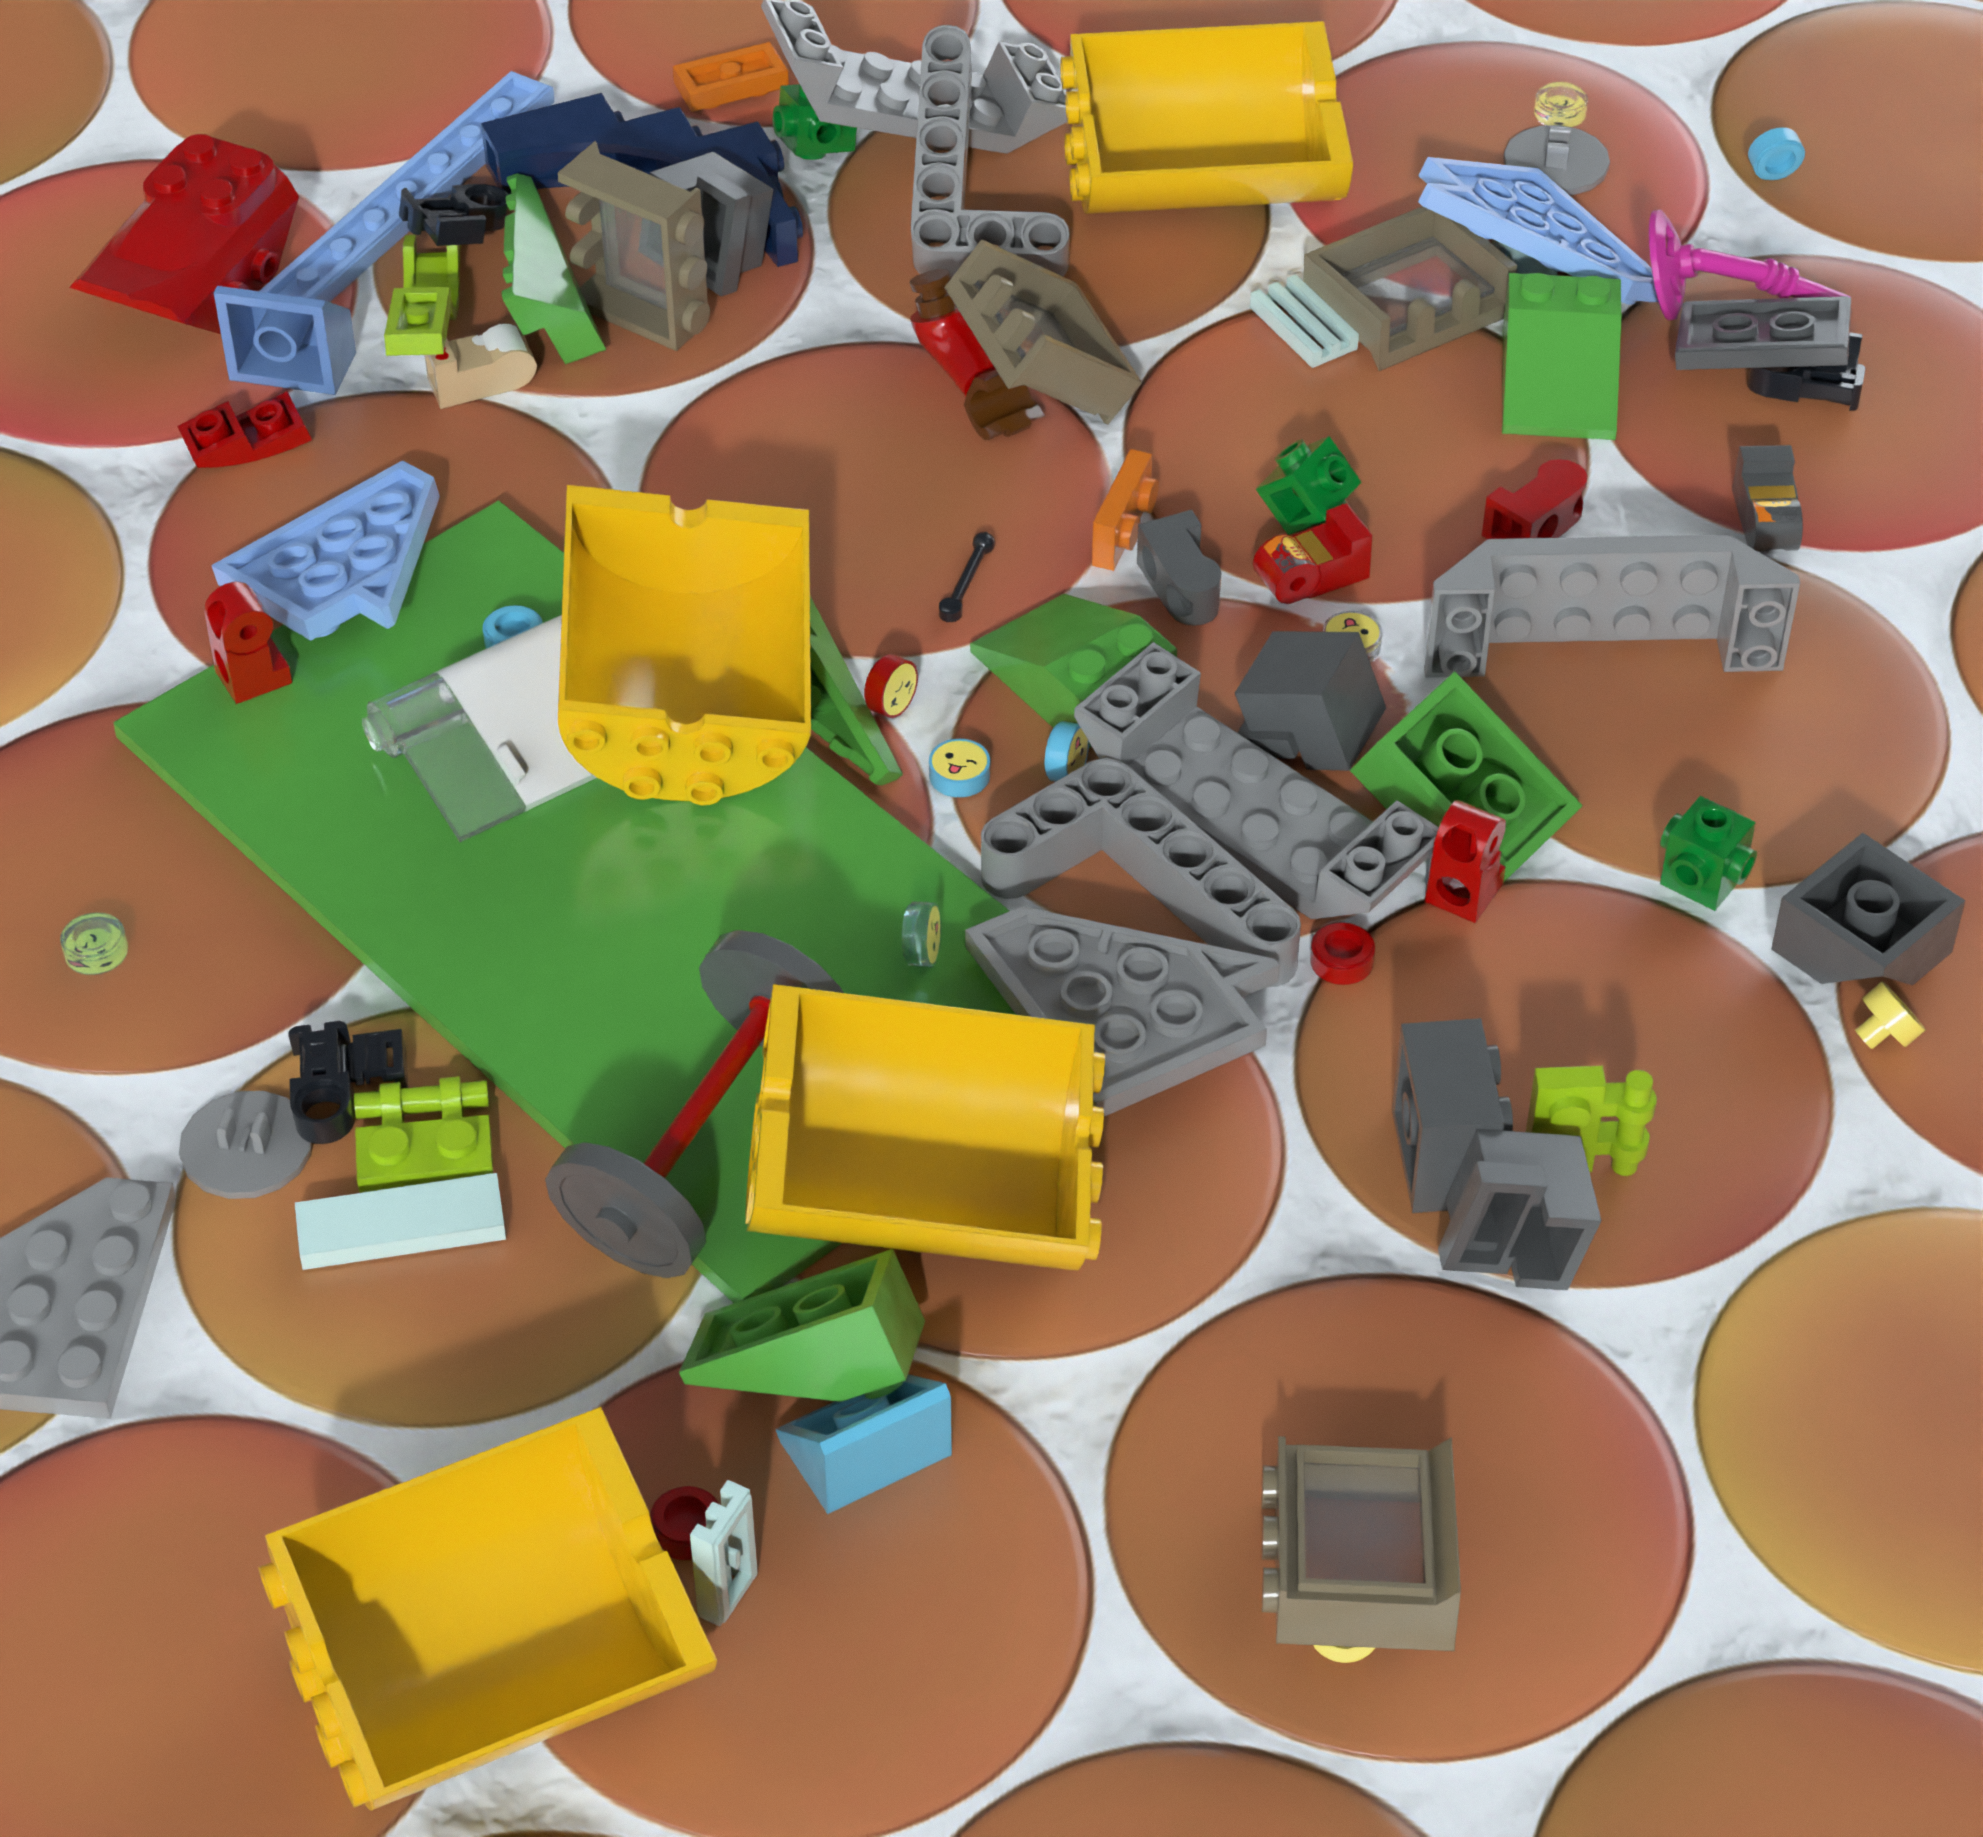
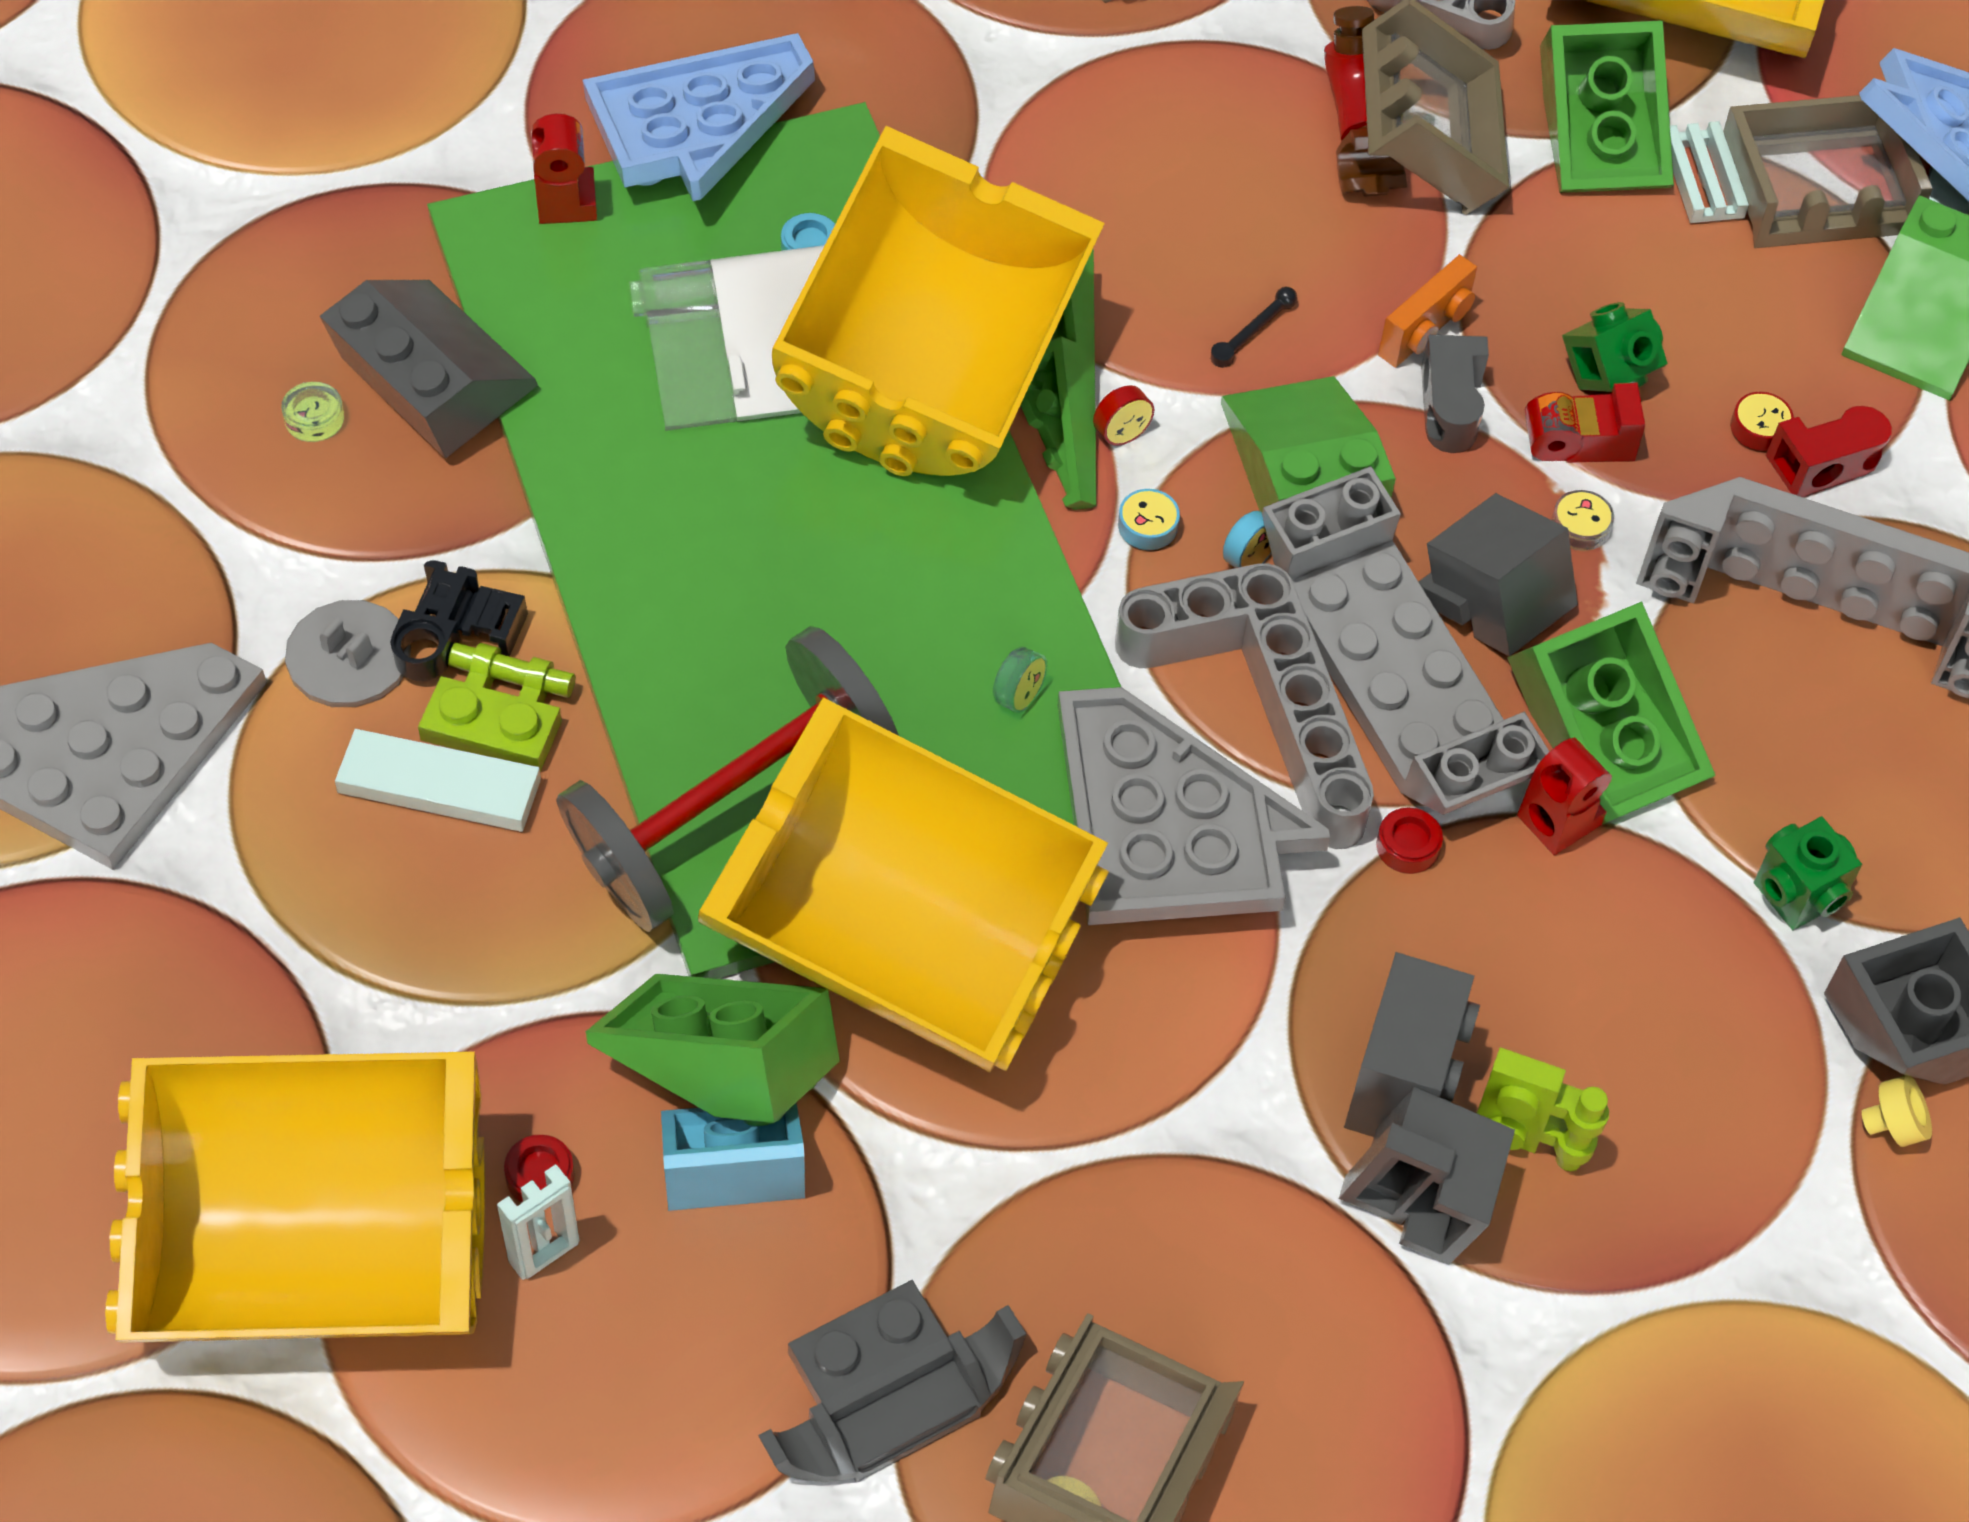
camera: 20 degrees right, 10 degrees up
(189, 858) = (426, 359): none -> dark grey slope
(1123, 1574) = (889, 1385): none -> dark grey plate
(1190, 289) = (1607, 106): none -> bright green slope
(1461, 506) = (1757, 419): none -> tile

